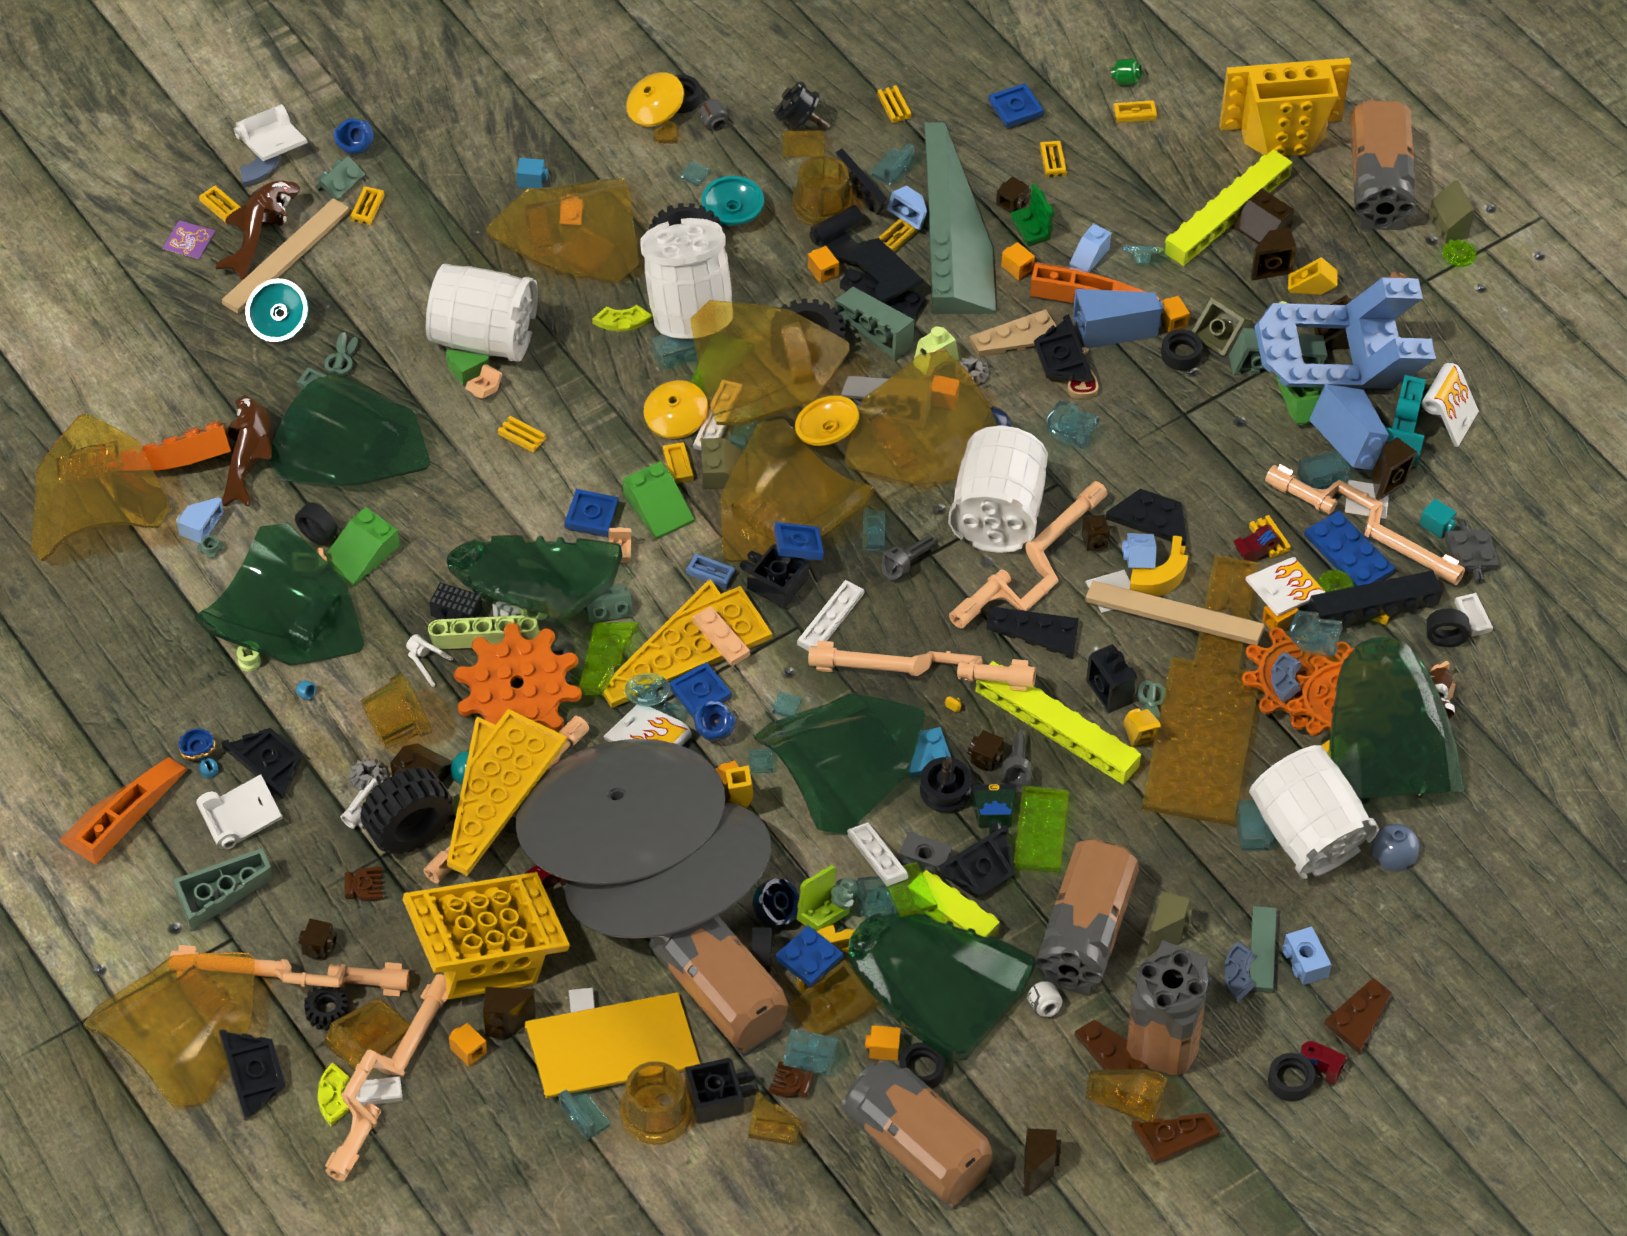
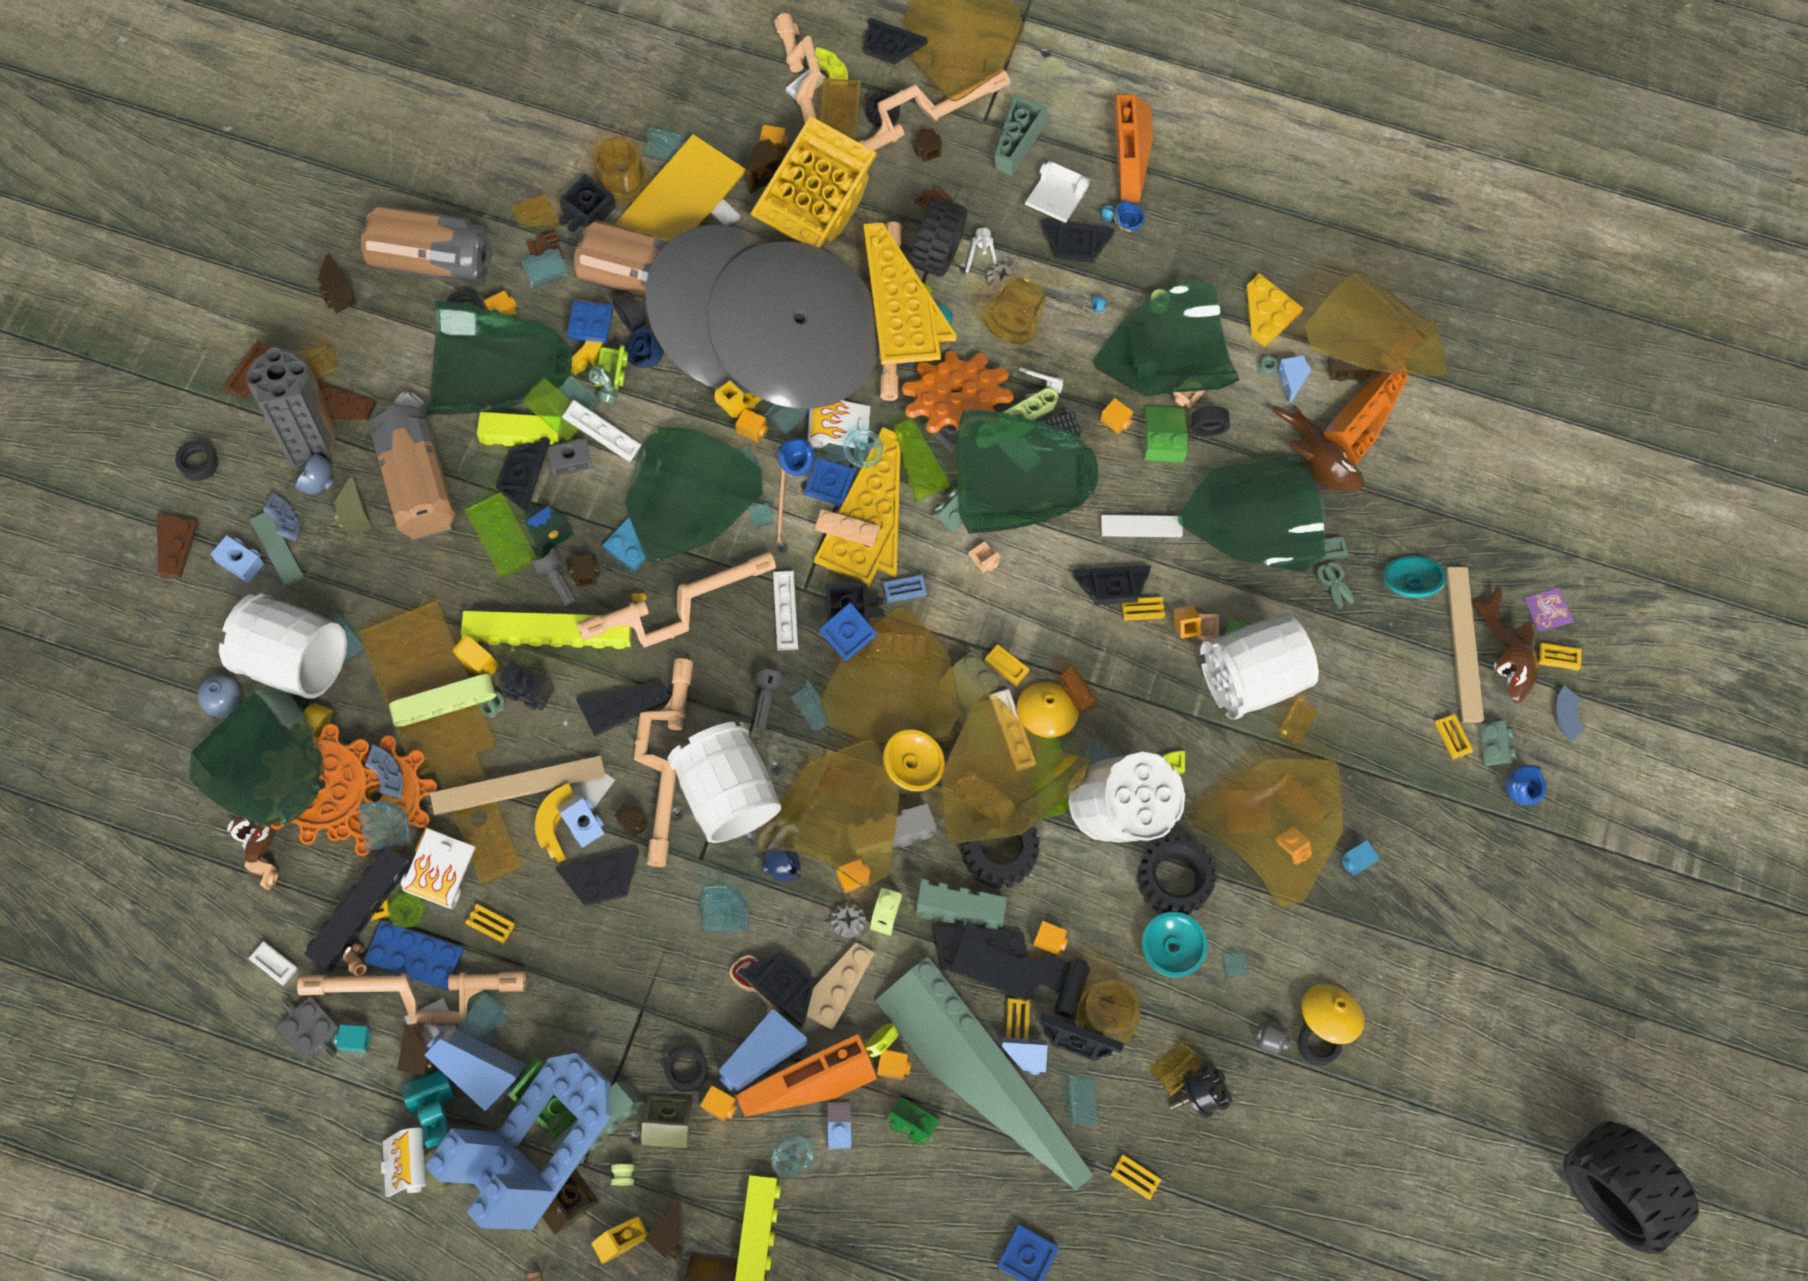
camera: 140 degrees right, 15 degrees up
(156, 591) = (1269, 310): none -> yellow plate
(269, 133) = (1589, 744): white door -> none
(390, 585) = (1117, 416): none -> light orange brick
(420, 756) = (968, 298): dark brown slope -> none
(458, 493) = (1140, 526): none -> white tile
(498, 395) = (1187, 622): none -> light orange brick
(530, 460) = (1113, 584): none -> black wing
(591, 512) = (1031, 574): blue plate -> none
(640, 401) = (1077, 690): none -> clear orange panel
(657, 500) = (991, 616): bright green slope -> none
(666, 133) = (1294, 991): clear yellow tile -> none
(754, 710) = (781, 505): none -> light nougat piece
(834, 1001) = (554, 310): clear yellow slope -> none
(945, 784) = (593, 519): black wheel -> none
(1013, 195) = (950, 1140): dark brown brick -> none
(1018, 271) = (881, 1039): none -> neon yellow piece
(1054, 171) = (970, 1227): yellow tile -> none
(1196, 709) = (442, 700): none -> yellowish green beam
(1257, 543) = (492, 897): dark red leg -> none
(1324, 1060) = (180, 488): dark red leg -> none
(1403, 565) = (354, 961): none -> medium nougat arm
(1448, 617) = (280, 920): black tyre -> none

